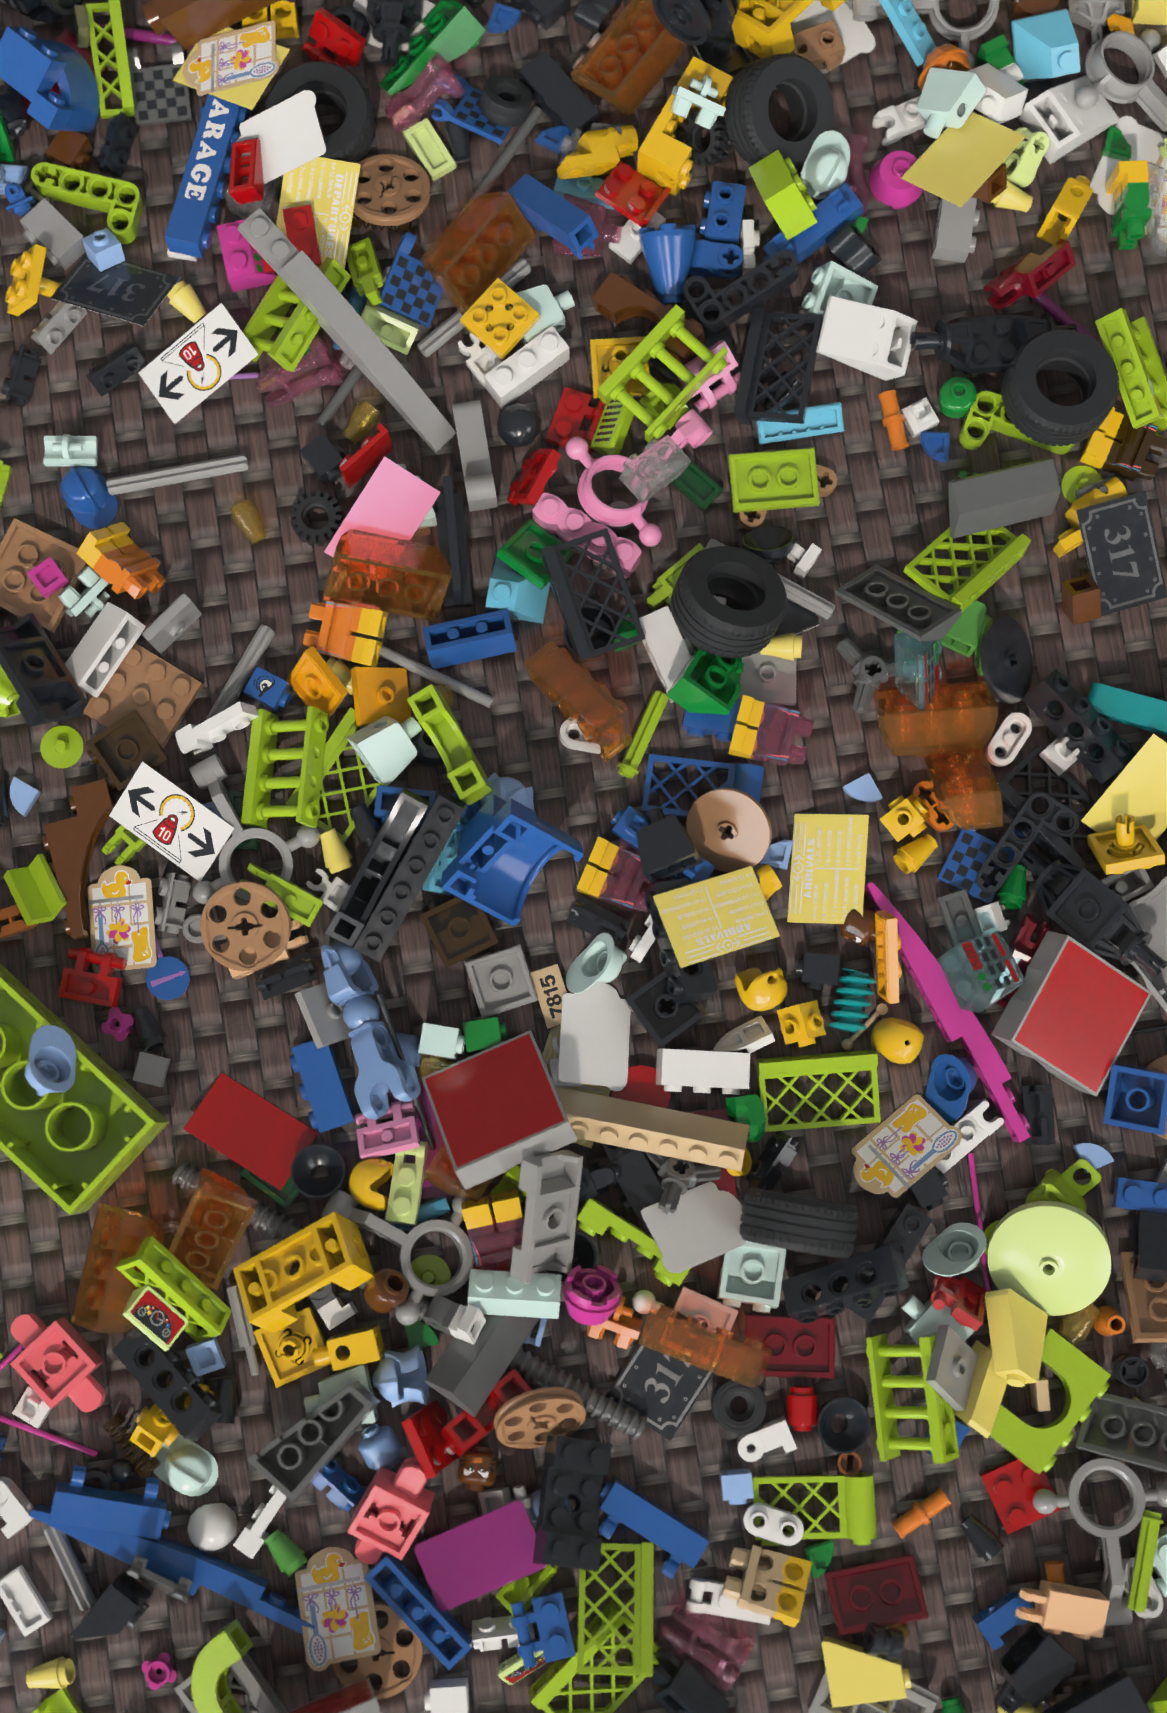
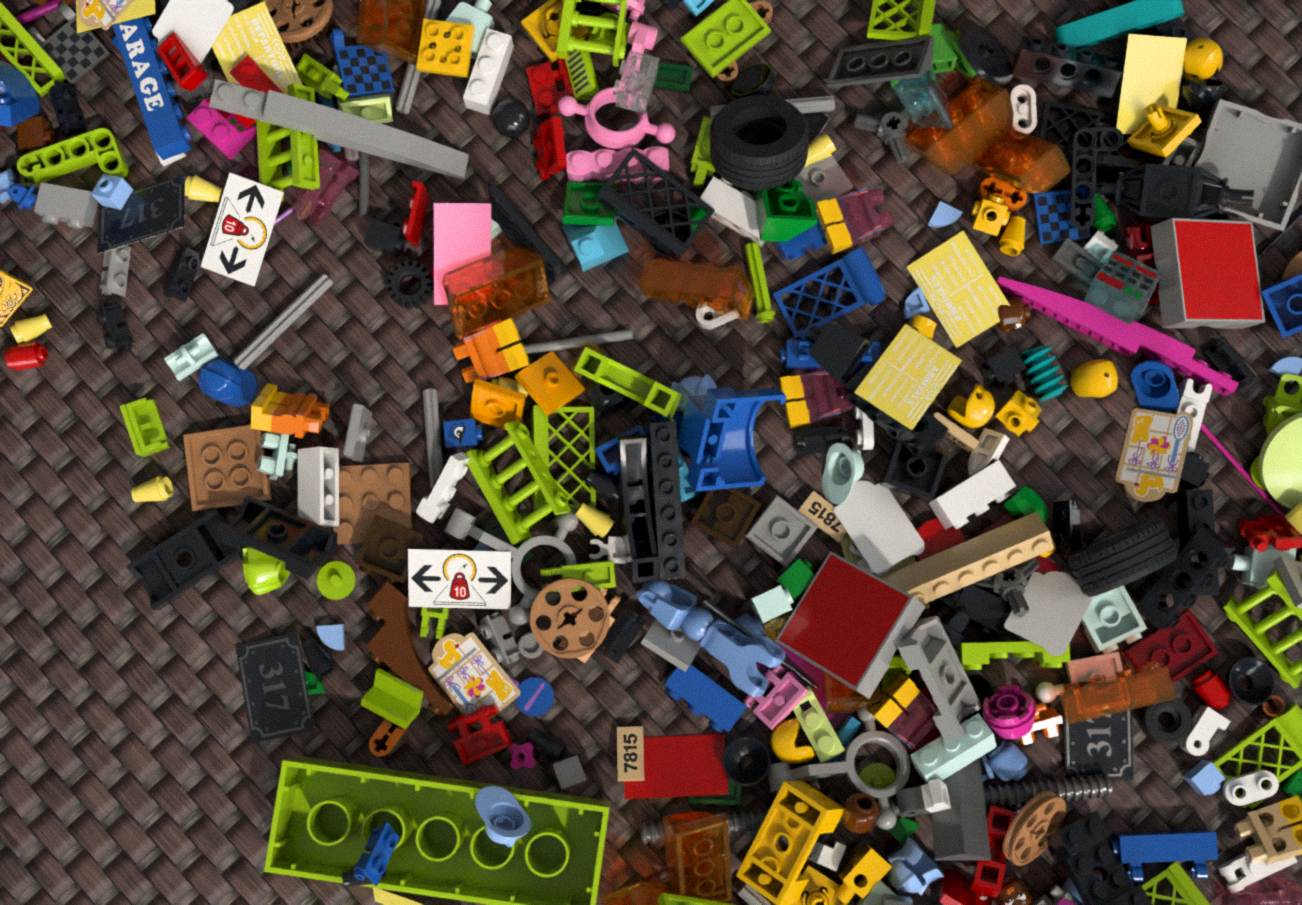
camera: 30 degrees left, 0 degrees up
(28, 281) = (71, 252): yellow plate -> none
(47, 577) = (240, 461): dark pink plate -> none
(217, 1091) = (630, 753): none -> tan tile
(248, 520) = (360, 320): clear yellow cone -> none
(361, 421) = (393, 191): clear yellow cone -> none
(386, 747) = (580, 417): light aqua torso -> none
(469, 639) = (585, 297): blue brick -> none
(474, 455) = (510, 177): light grey beam -> none
(480, 360) = (451, 89): white plate -> none
(561, 1340) = (1007, 761): none -> medium blue head
(727, 999) = (957, 434): none -> tan tile
(748, 838) = (875, 289): medium nougat piece -> none
(803, 558) = (787, 77): white tile -> none
(815, 1065) = (1055, 432): lime fence -> none
(881, 1009) = (1065, 365): tan hinge -> none
(887, 963) = (1048, 323): light orange plate -> none
(955, 1250) = (1242, 500): light aqua piece -> none
(1059, 756) = (1066, 98): white tile -> none

